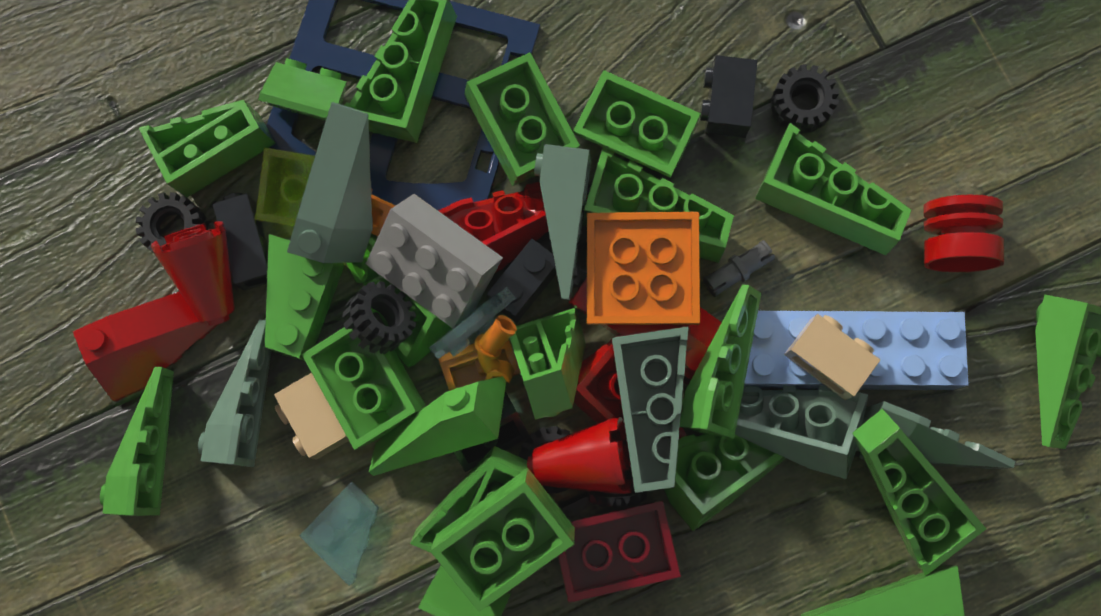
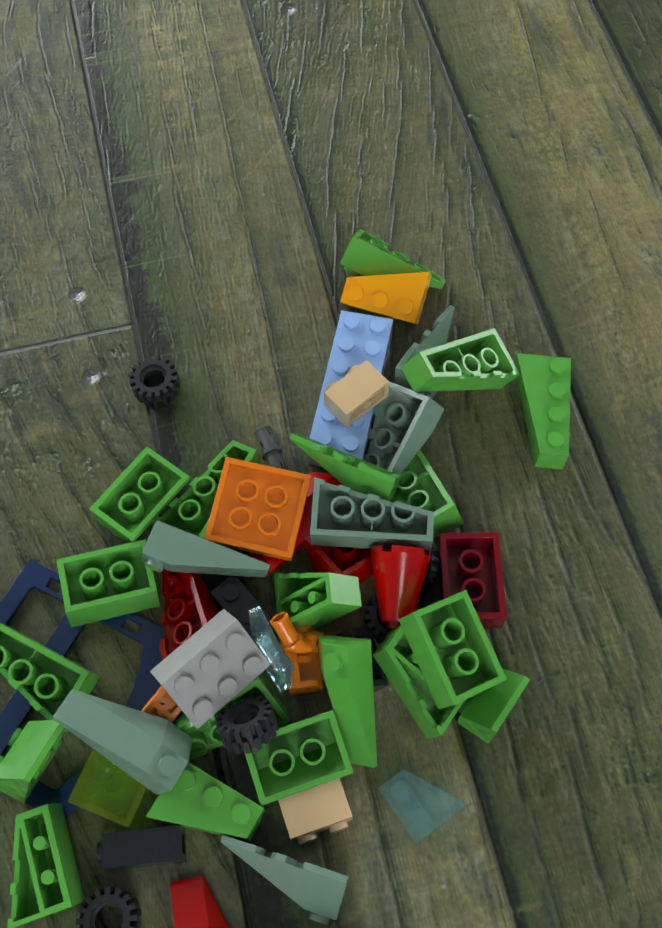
camera: 80 degrees left, 15 degrees down
(200, 270) = (159, 888): red cone -> none
(729, 97) = (136, 429): black brick -> none
(831, 195) = (232, 378): bright green wedge -> none
(963, 233) = (285, 300): red wheel -> none
(1007, 372) = (389, 295): none -> light orange wedge

